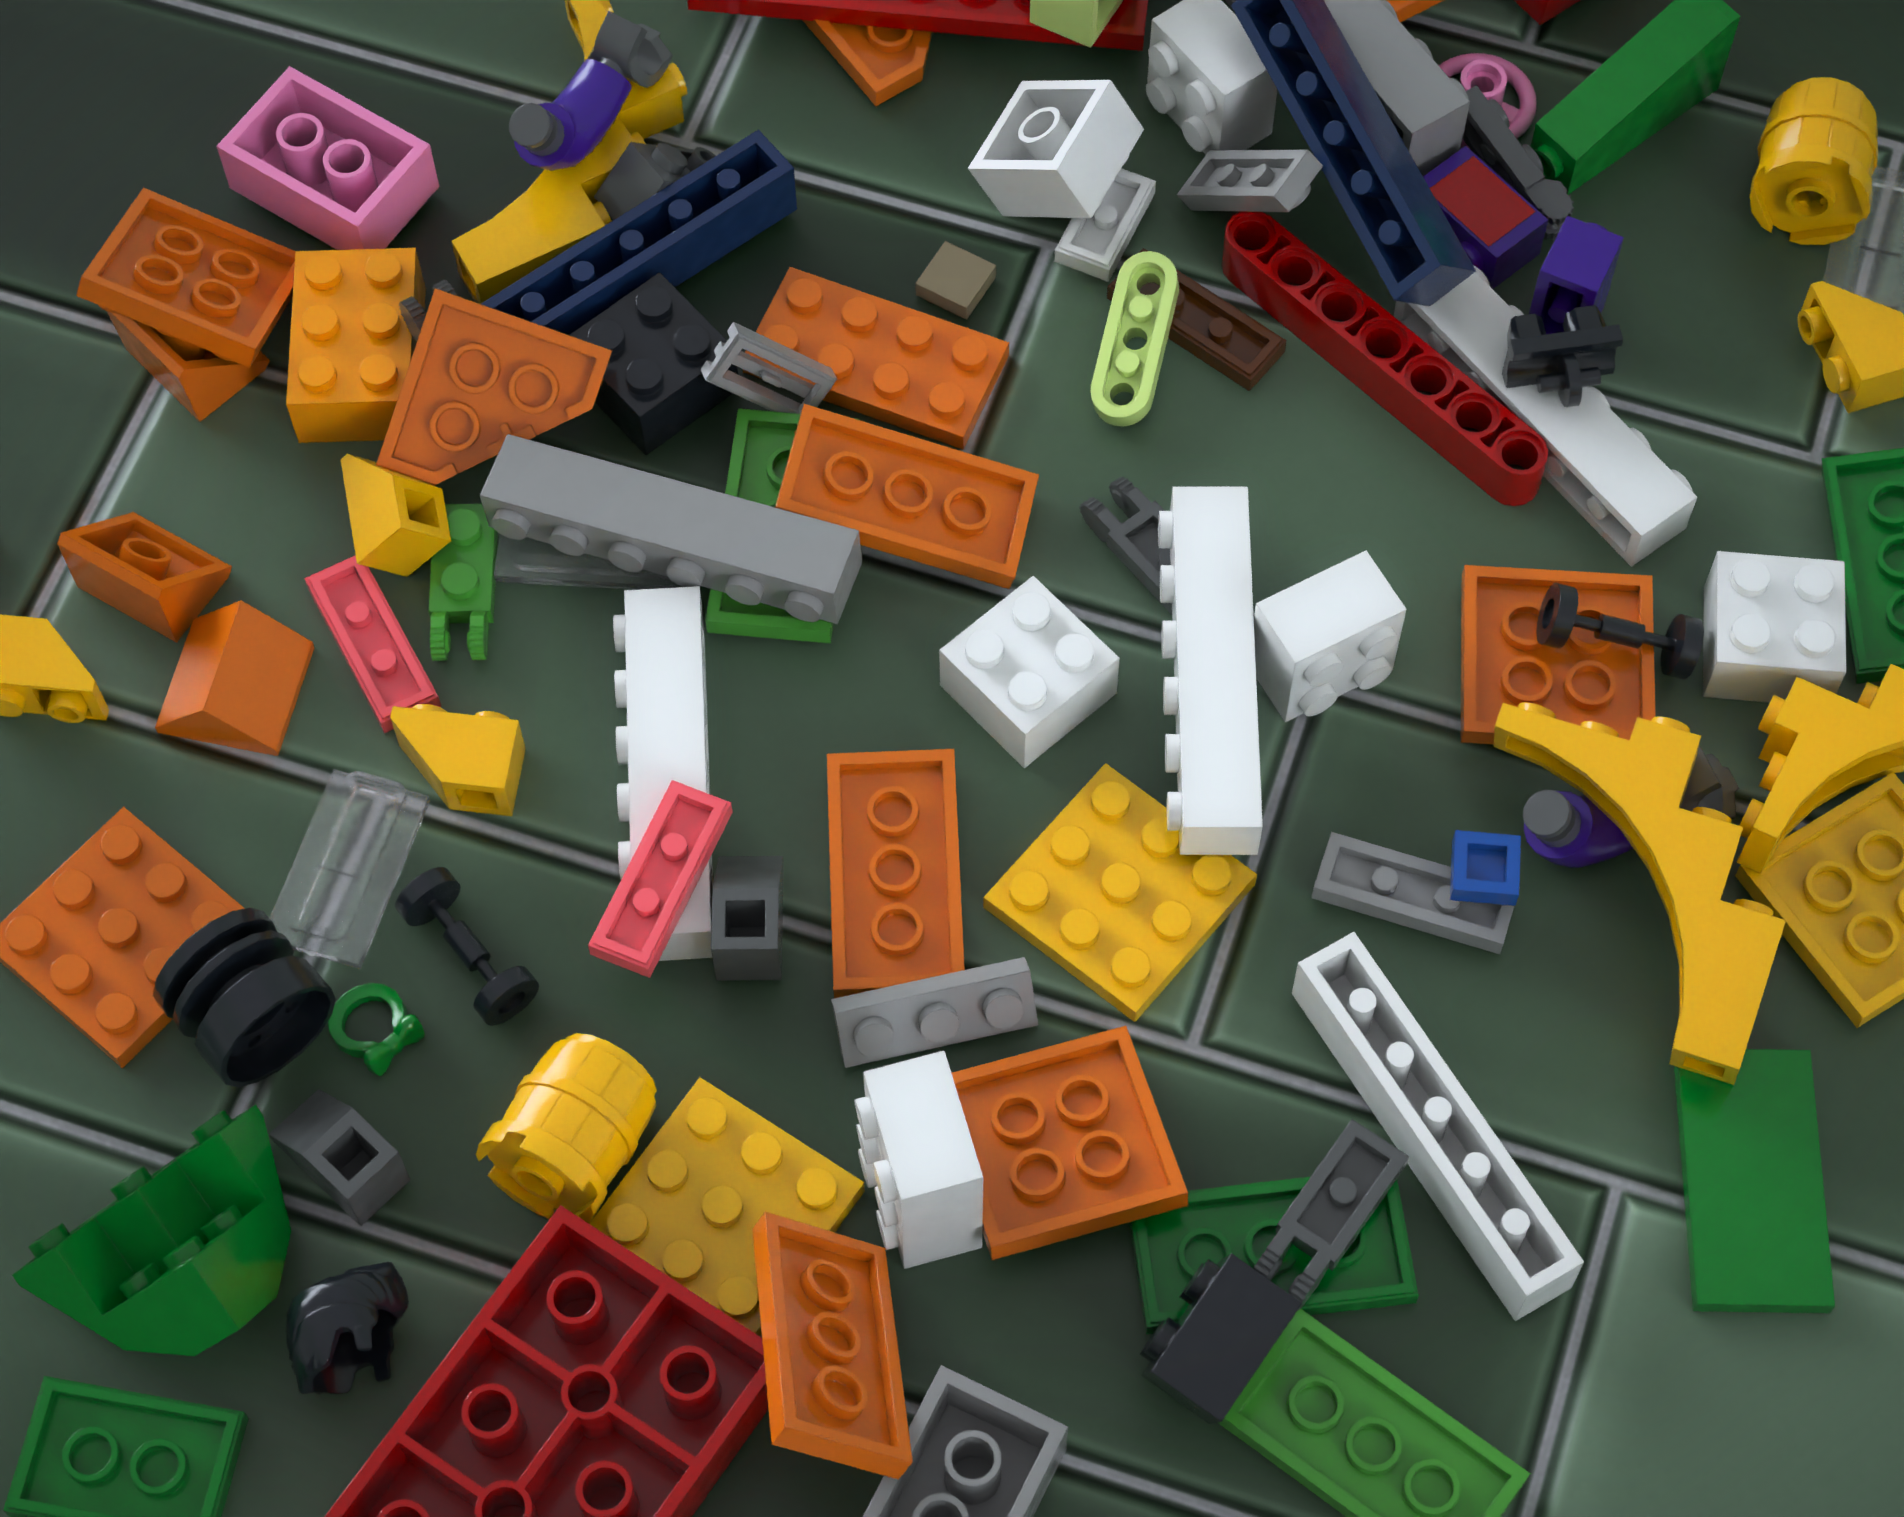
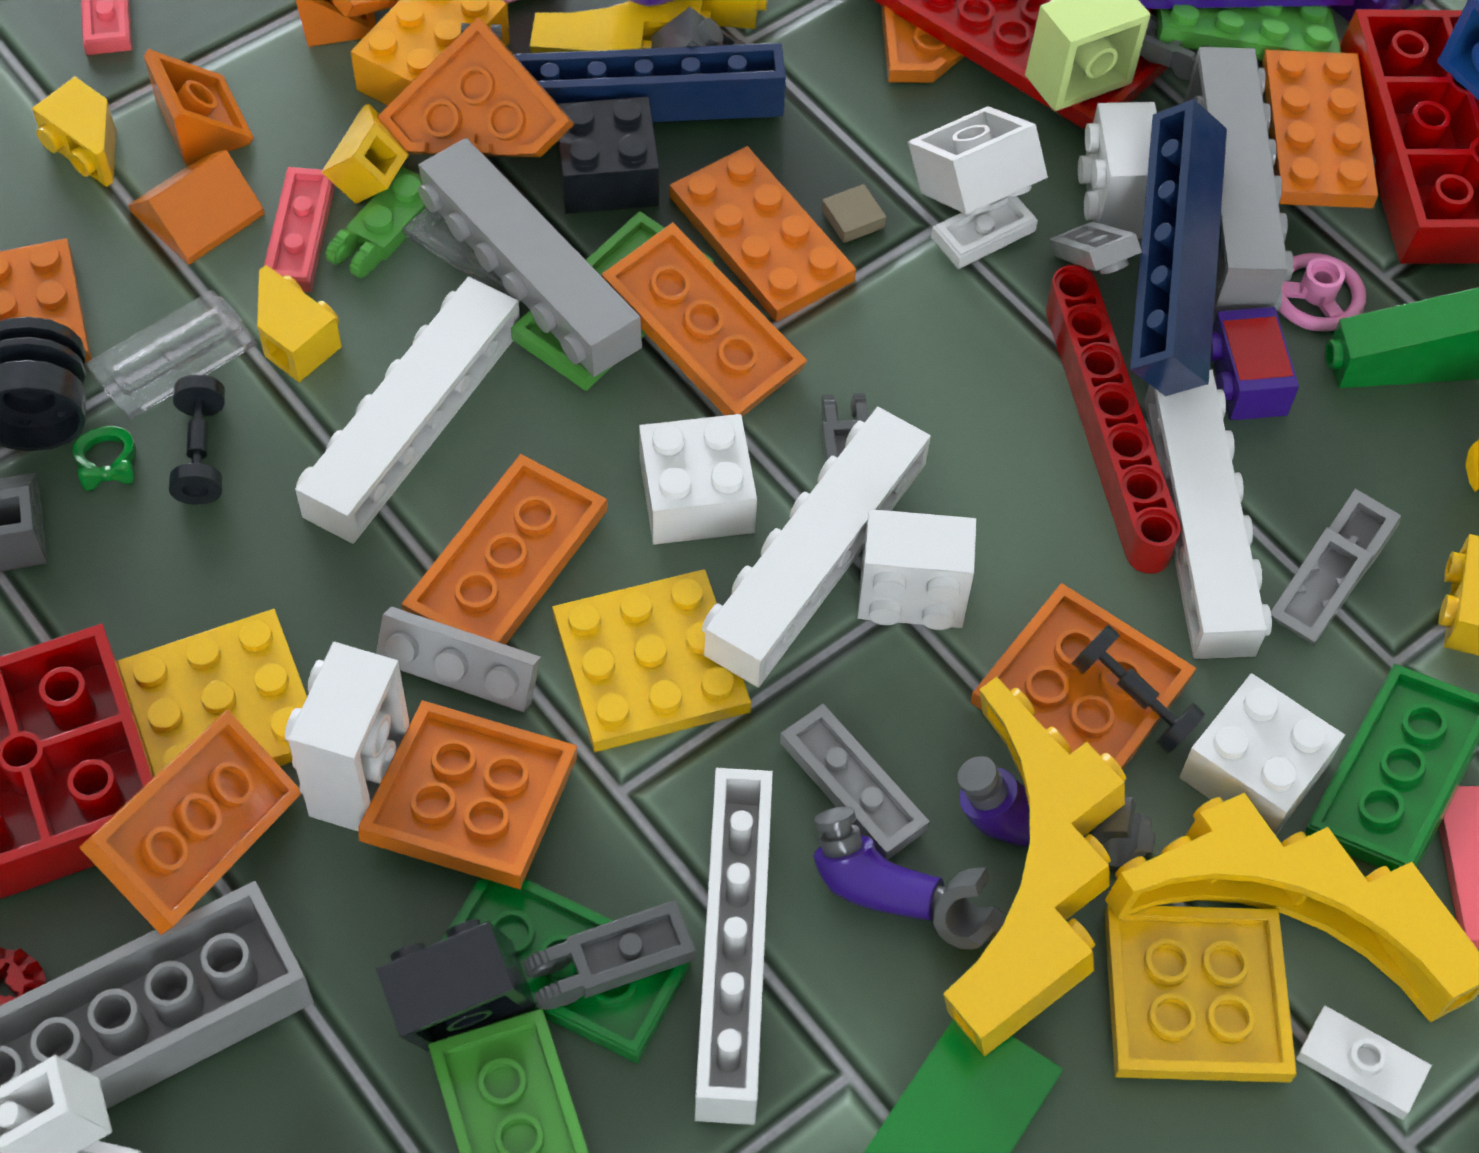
camera: 30 degrees right, 5 degrees down
(570, 1127) = (160, 584): yellow piece -> none
(660, 879) = (339, 462): coral tile -> none
(730, 353) = (675, 190): light grey tile -> none
(747, 918) = (382, 525): dark grey slope -> none
(1133, 316) = (949, 294): yellowish green plate -> none
(1219, 332) = (1001, 325): reddish brown tile -> none
(1485, 867) = (908, 789): blue plate -> none
(1501, 982) = (866, 878): none -> piece
(1519, 165) = (1305, 342): dark grey hinge -> none
(1561, 359) = (1232, 476): black hips -> none
(1575, 272) = (1282, 439): dark purple brick -> none
(1705, 389) = (1335, 566): none -> light grey slope

